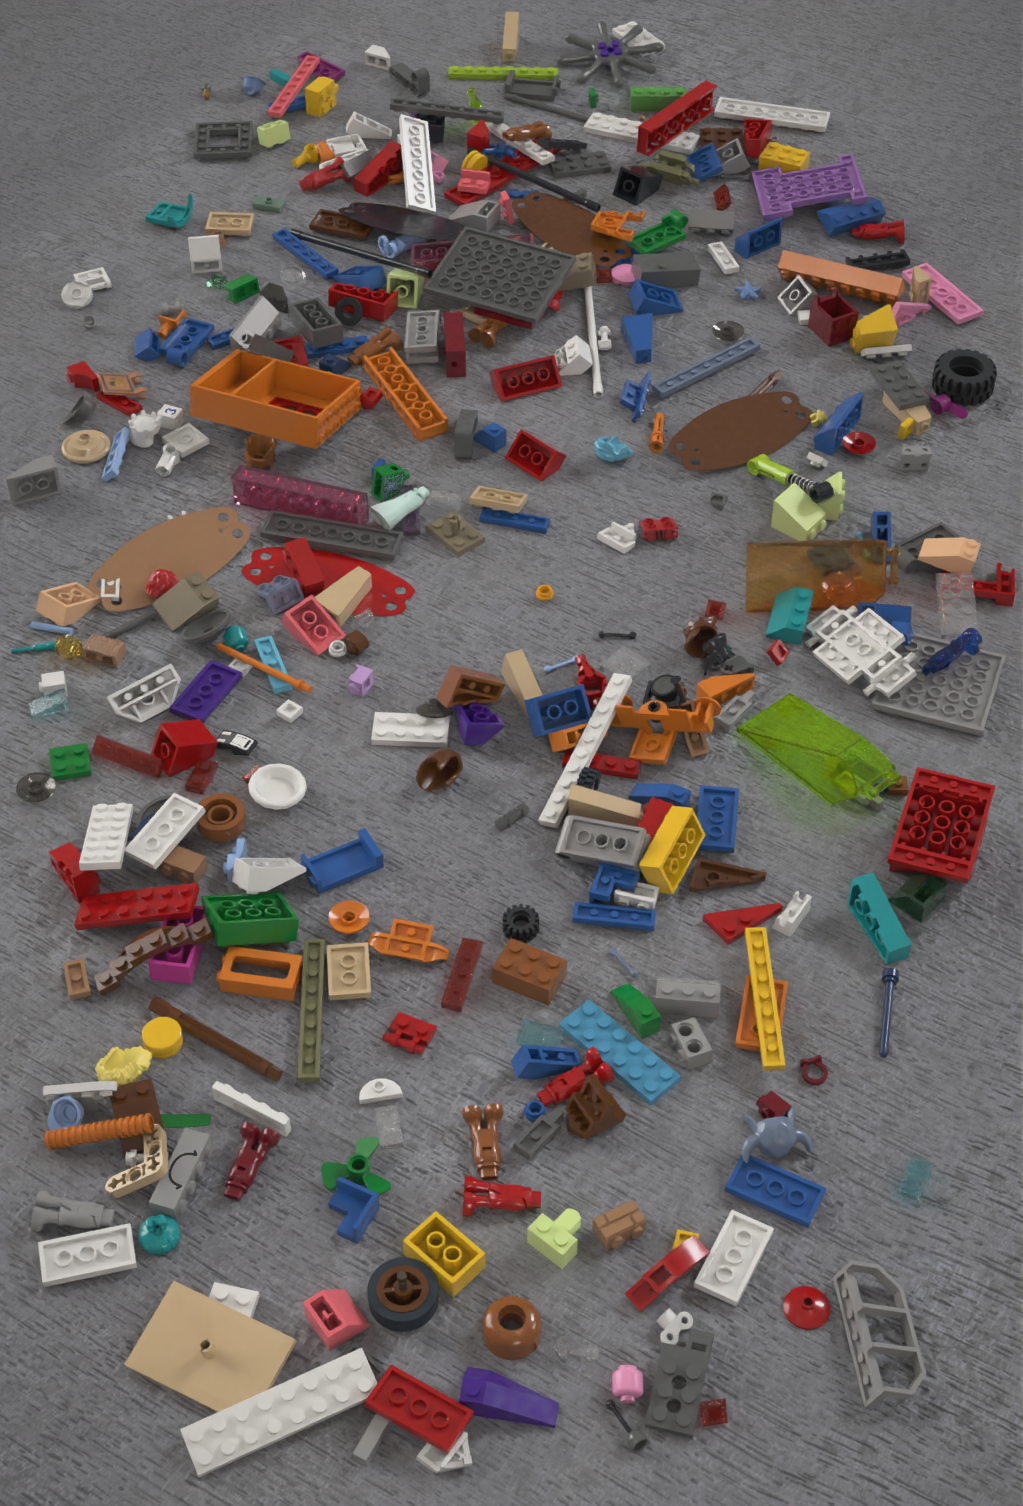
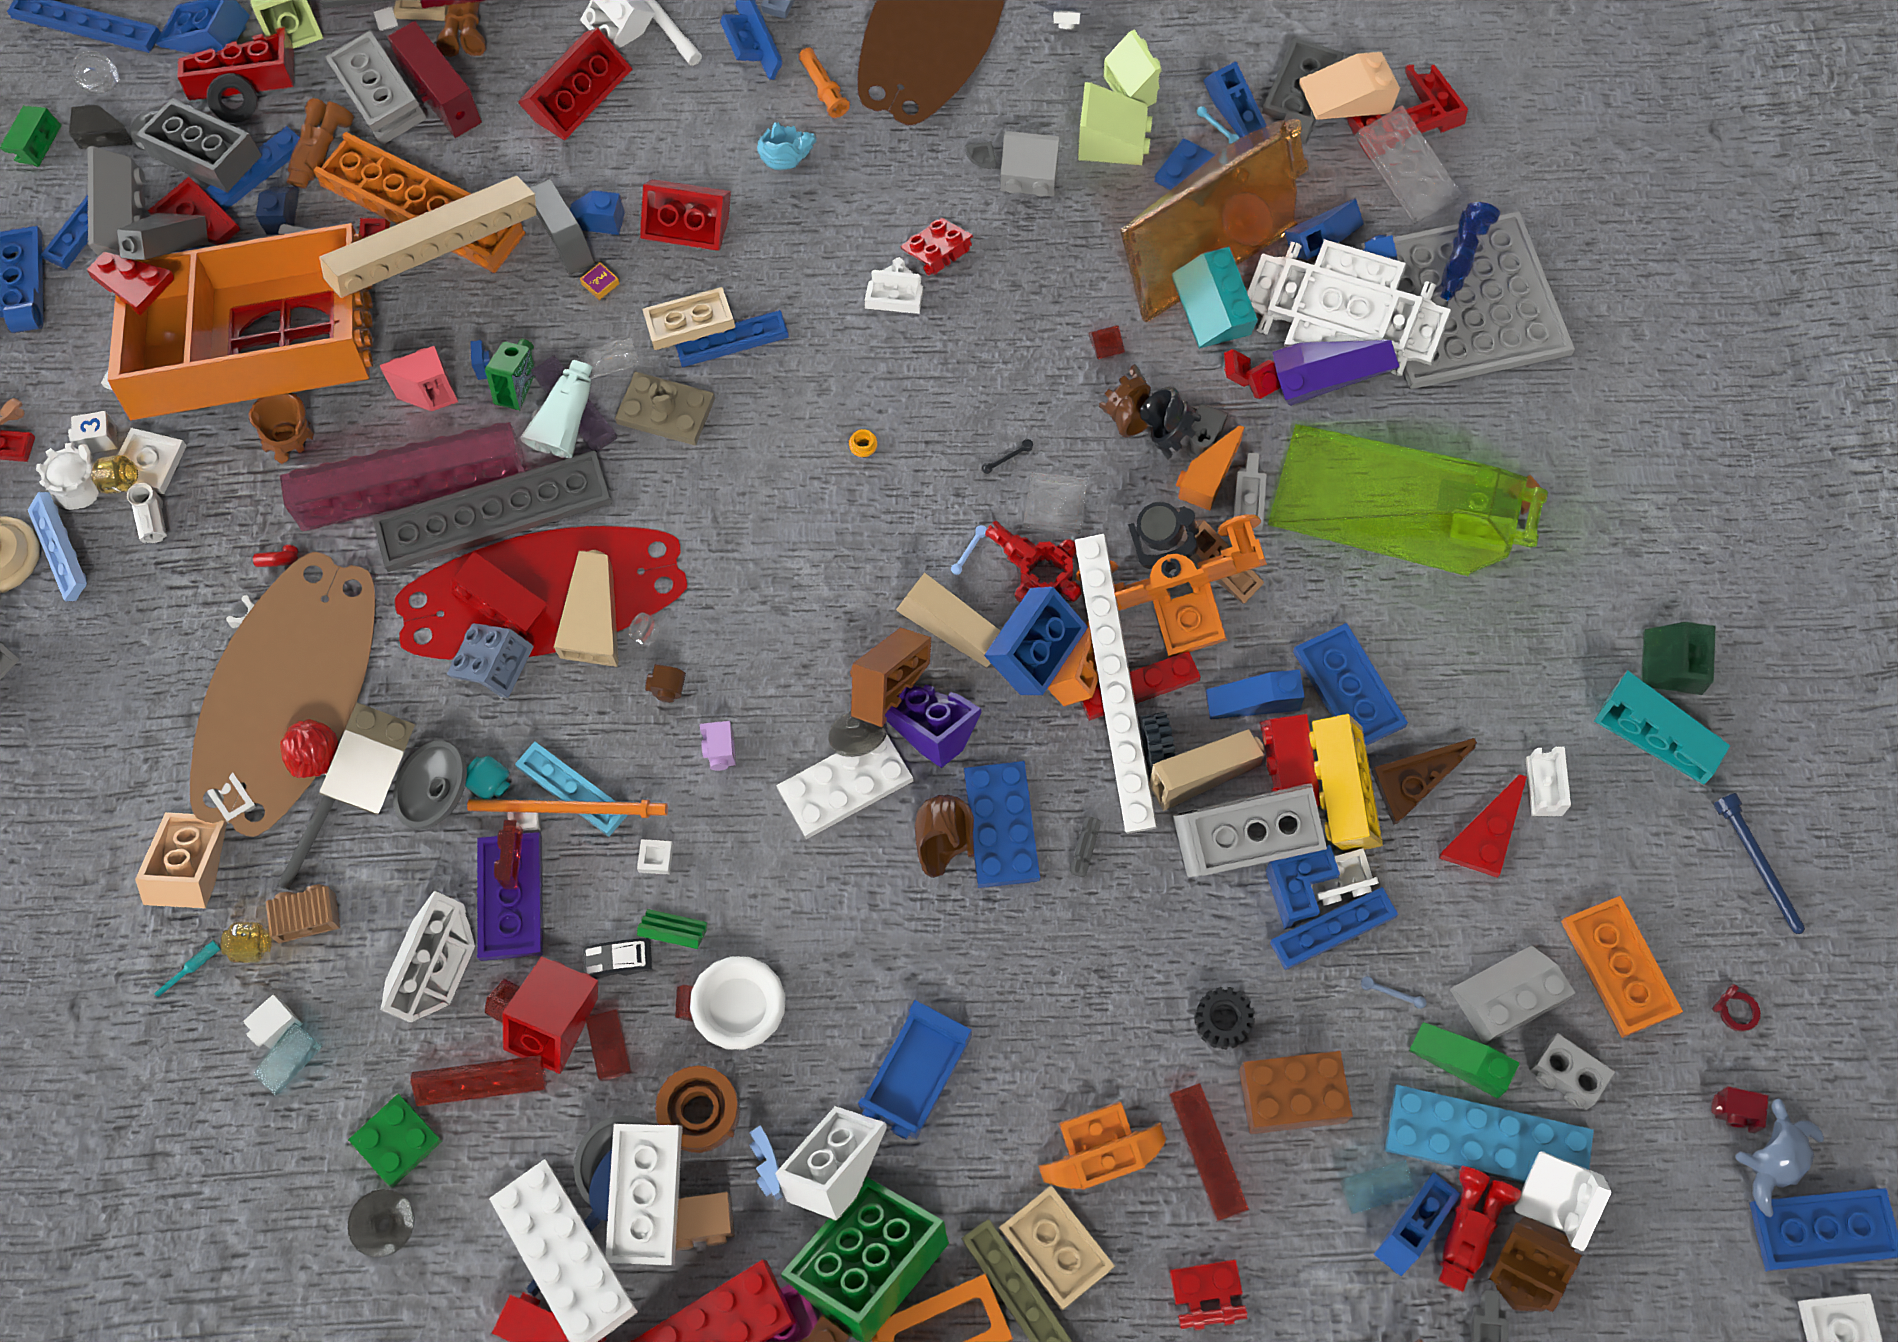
camera: 30 degrees left, 20 degrees up
(51, 628) = (188, 918): light blue piece -> none
(164, 434) = (114, 474): none -> clear yellow head
(210, 504) = (281, 558): none -> red arm
(219, 670) = (510, 843): none -> clear red plate
(235, 355) = (130, 280): none -> wing
(272, 744) = (672, 928): none -> green tile
(312, 625) = (583, 690): coral slope -> none
(337, 648) = (644, 699): white plate -> none
(342, 463) = (420, 379): none -> coral slope
(349, 917) = (994, 1141): orange dish -> none
(393, 399) = (427, 236): none -> tan brick
(467, 466) = (599, 281): none -> tile
(476, 786) = (1002, 824): none -> blue plate
(534, 1106) = (1464, 1305): blue plate -> none
(634, 1088) = (1564, 1197): none -> white bracket
(737, 511) = (1029, 163): none -> light grey slope
(764, 999) = (1620, 947): yellow plate -> none
(781, 474) = (1004, 66): piece -> none
(788, 664) = (1263, 379): none -> red plate
(824, 670) = (1323, 367): none -> dark purple wedge
(941, 826) = (1656, 549): red wedge -> none

